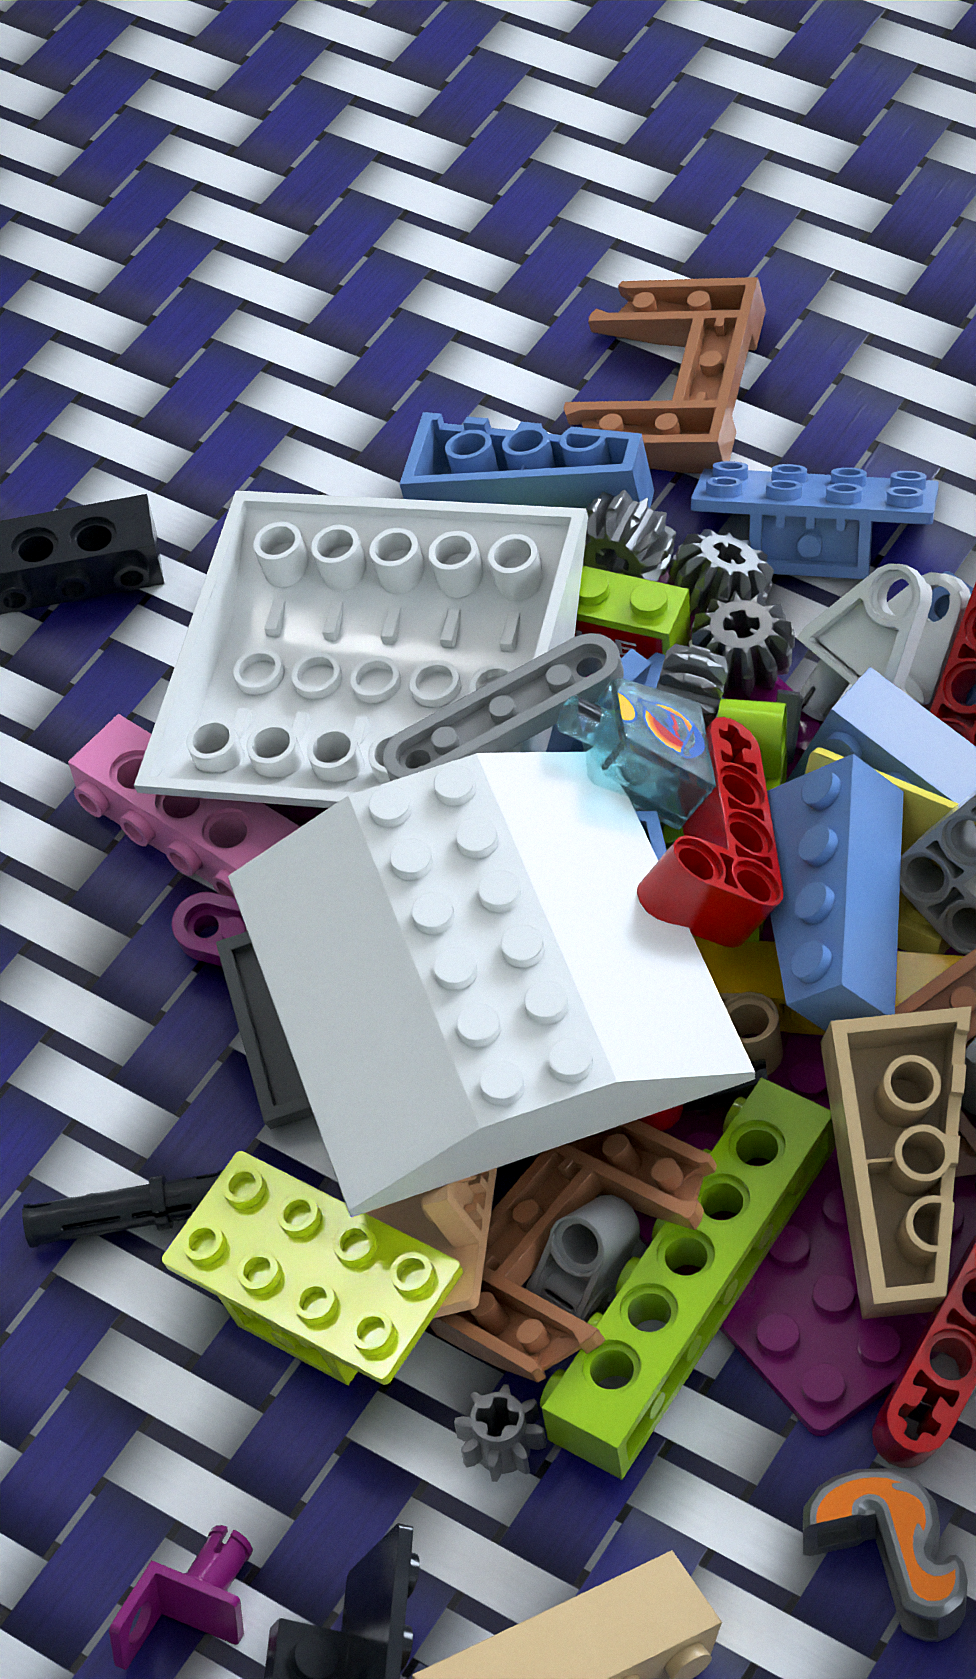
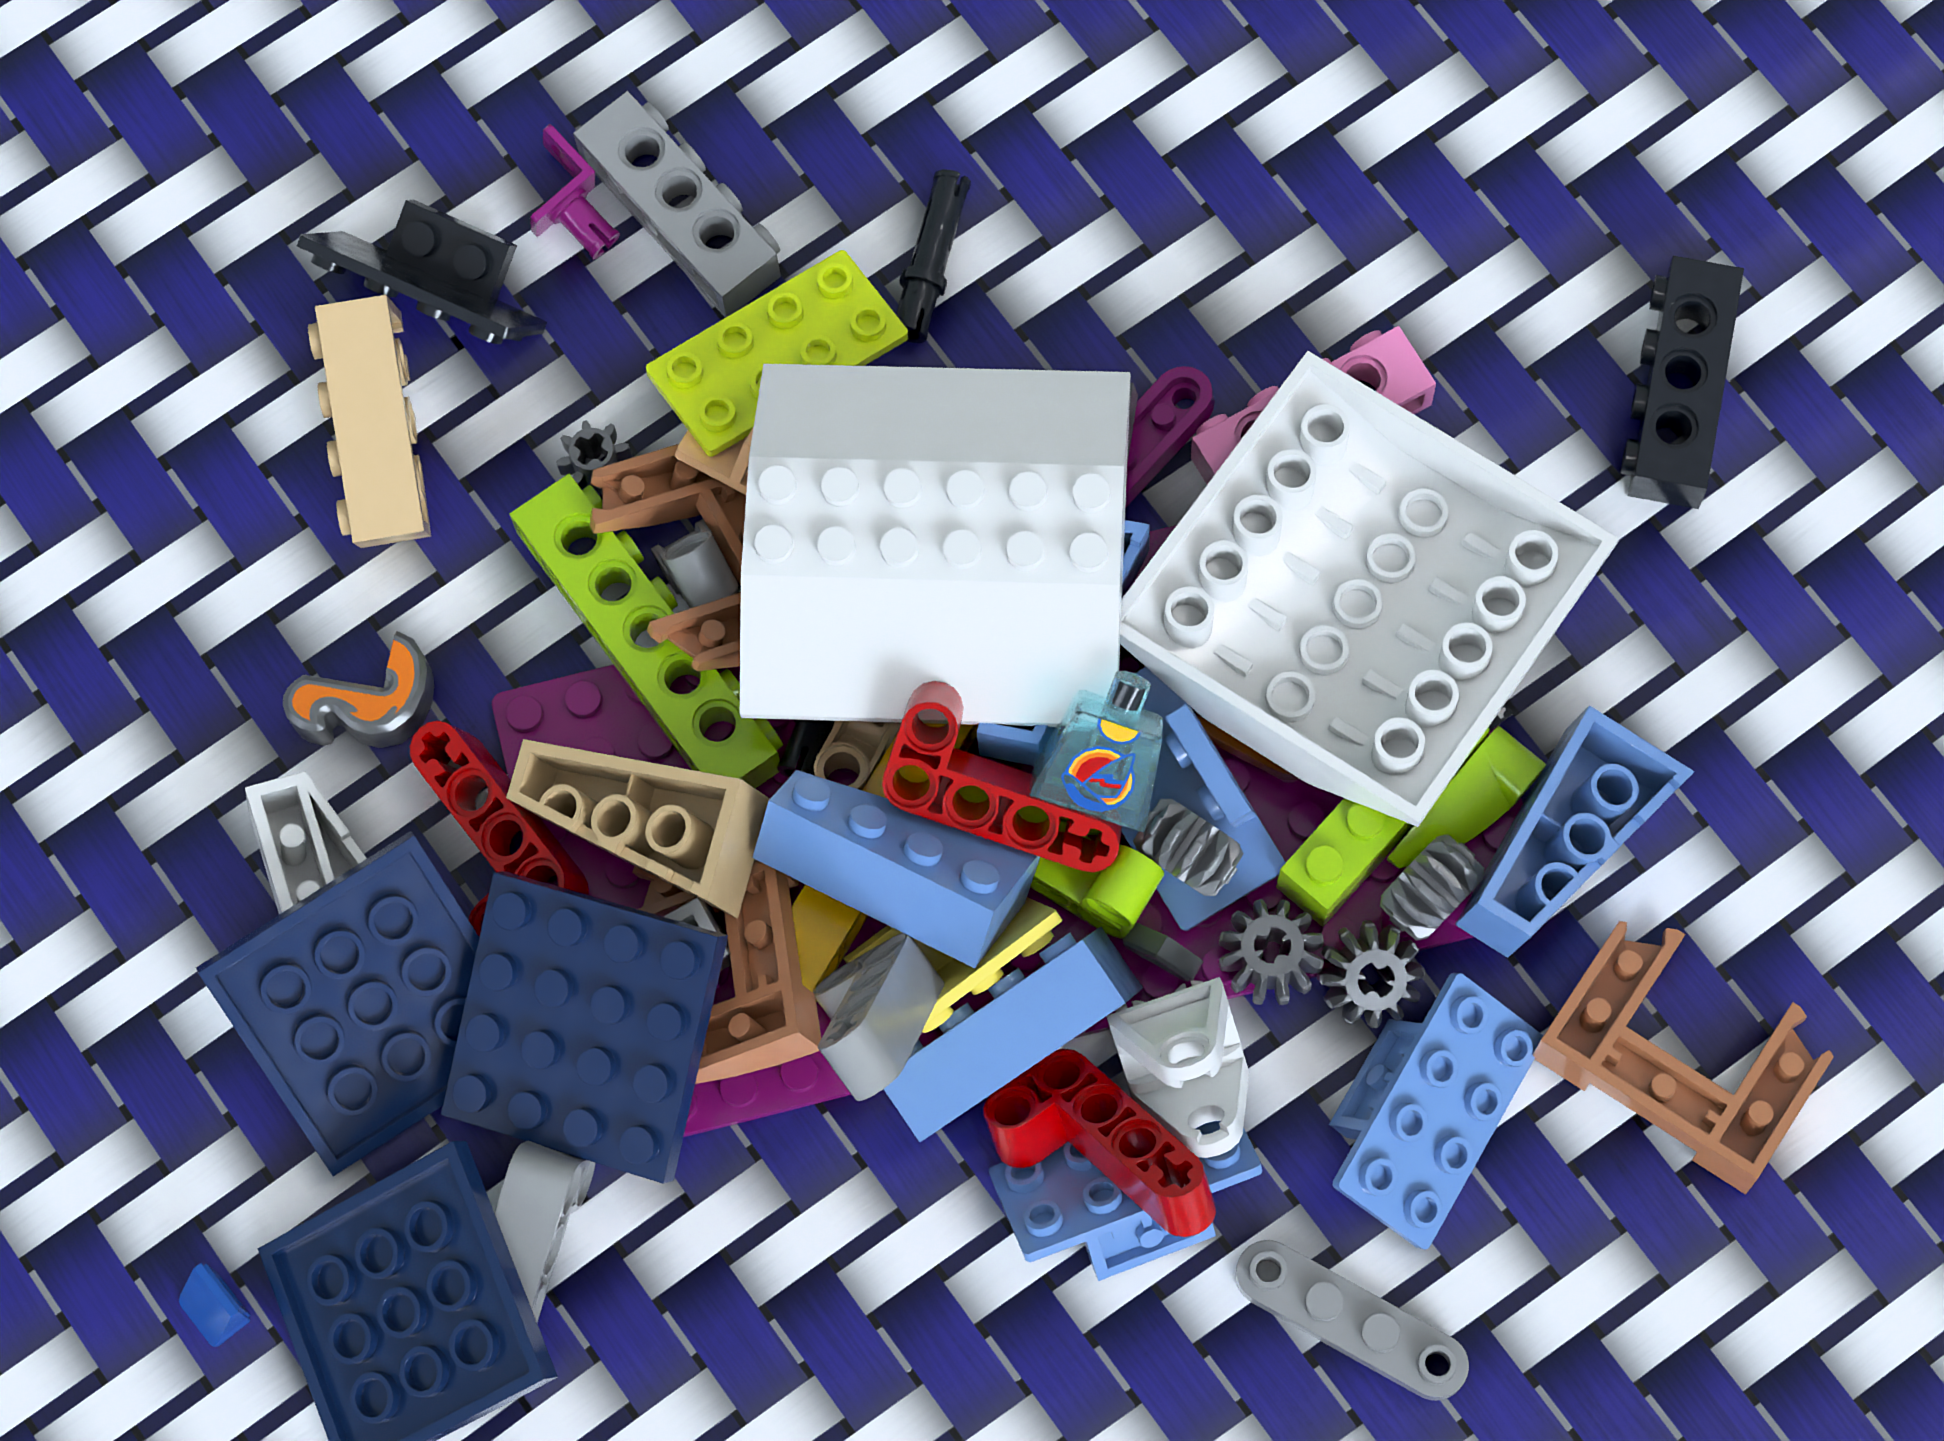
camera: 110 degrees right, 20 degrees up
(157, 1514) = (724, 275): none -> light grey brick
(507, 708) = (1195, 652): light grey plate -> none

